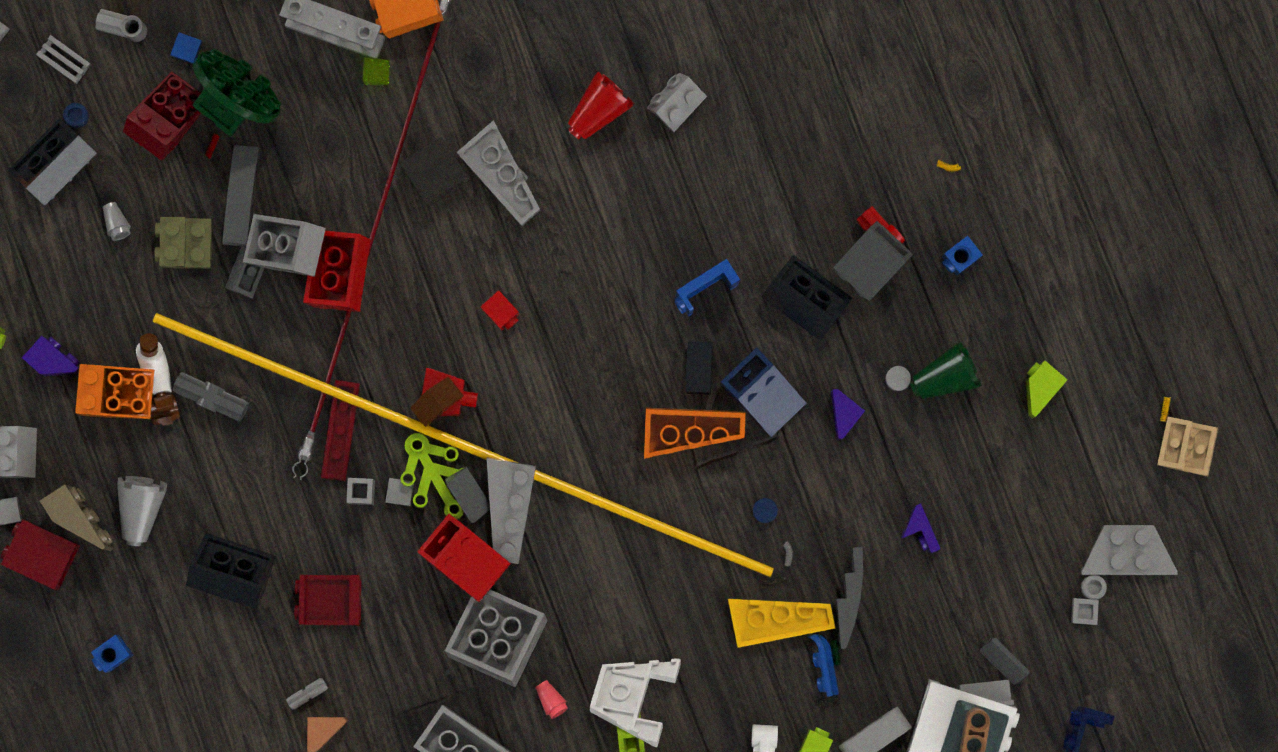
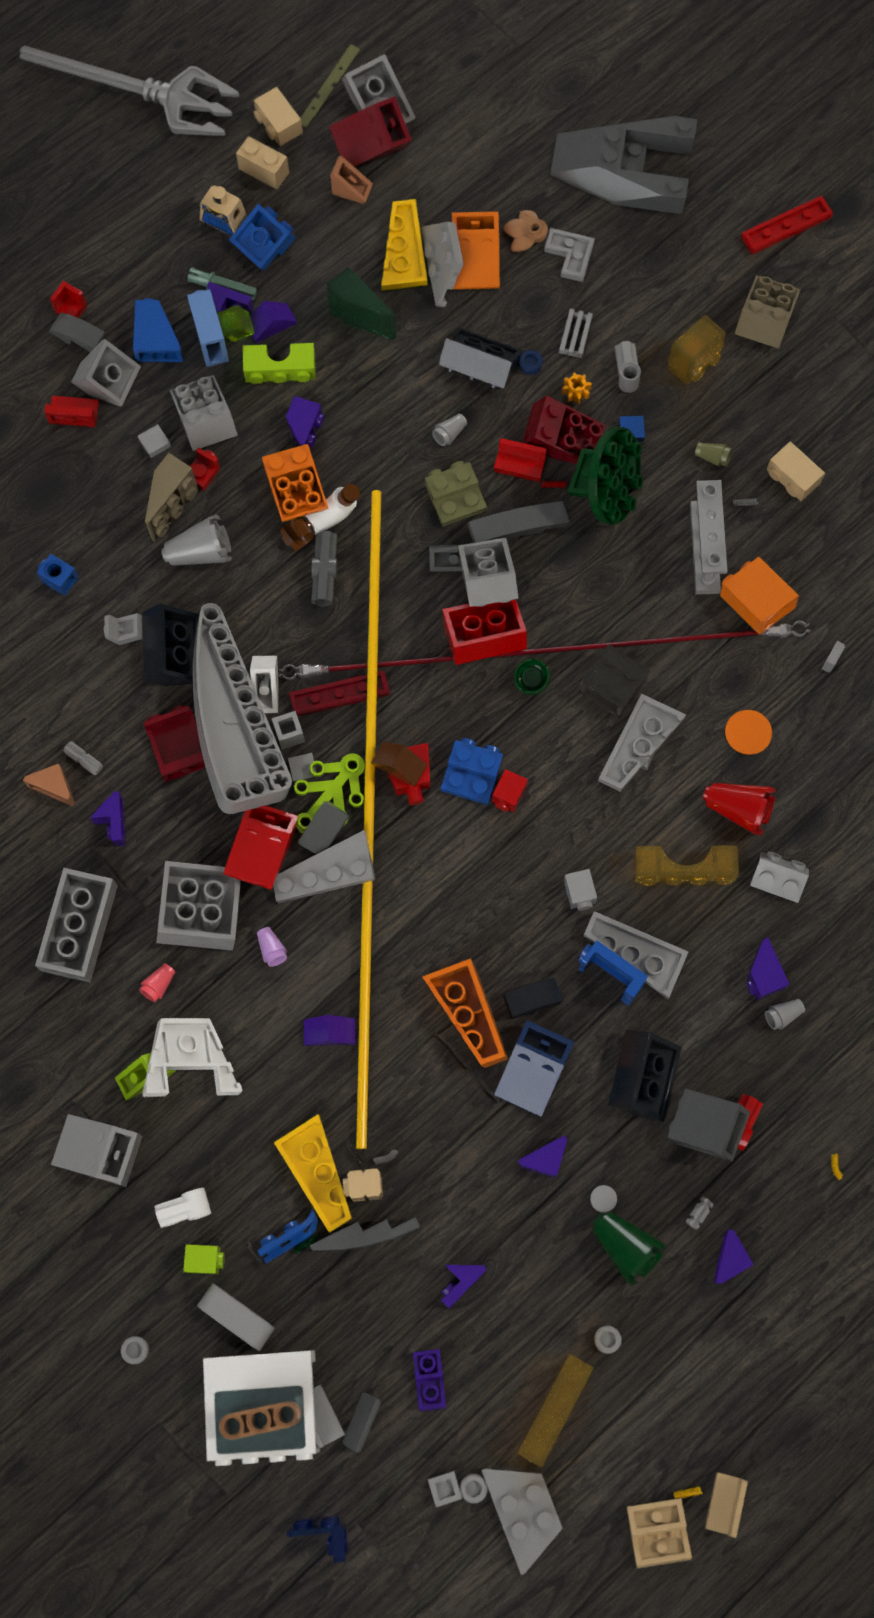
camera: 75 degrees right, 10 degrees down
(39, 554) = (124, 480): dark red panel -> none
(57, 473) = (205, 467): none -> red bracket
(130, 82) = (576, 388): none -> light orange gear
(176, 168) = (520, 460): none -> red panel
(194, 609) = (123, 629): none -> light grey bracket
(304, 496) = (265, 681): none -> white slope
(343, 551) = (223, 726): none -> light grey beam
(372, 684) = (112, 812): none -> dark purple slope
(376, 71) = (684, 595): clear neon green slope -> none
(399, 245) = (532, 676): none -> dark green hair
(466, 337) = (472, 771): none -> blue plate
(530, 70) = (748, 732): none -> orange sticker
(559, 584) = (271, 948): none -> lavender cone
(618, 285) = (580, 890): none -> light grey brick
(621, 209) = (654, 866): none -> clear yellow arch
(656, 561) = (329, 1031): none -> dark purple slope
(696, 255) = (647, 953): none -> light grey wing
(758, 152) = (766, 972): none -> dark purple slope
(765, 510) = (419, 1117): dark blue tile -> none
(800, 153) = (784, 1013): none -> light grey cone
(808, 582) = (363, 1185): none -> tan brick
(942, 300) = (699, 1213): none -> light grey piece
(968, 248) = (764, 1214): blue brick -> none
(991, 589) = (429, 1380): none -> dark purple slope
(992, 290) = (731, 1259): none -> dark purple slope
(1016, 424) = (607, 1339): none -> light grey tile
(1042, 386) = (656, 1350): lime slope -> none
(1057, 492) = (554, 1410): none -> clear yellow brick
(1186, 380) = (726, 1504): none -> tan panel

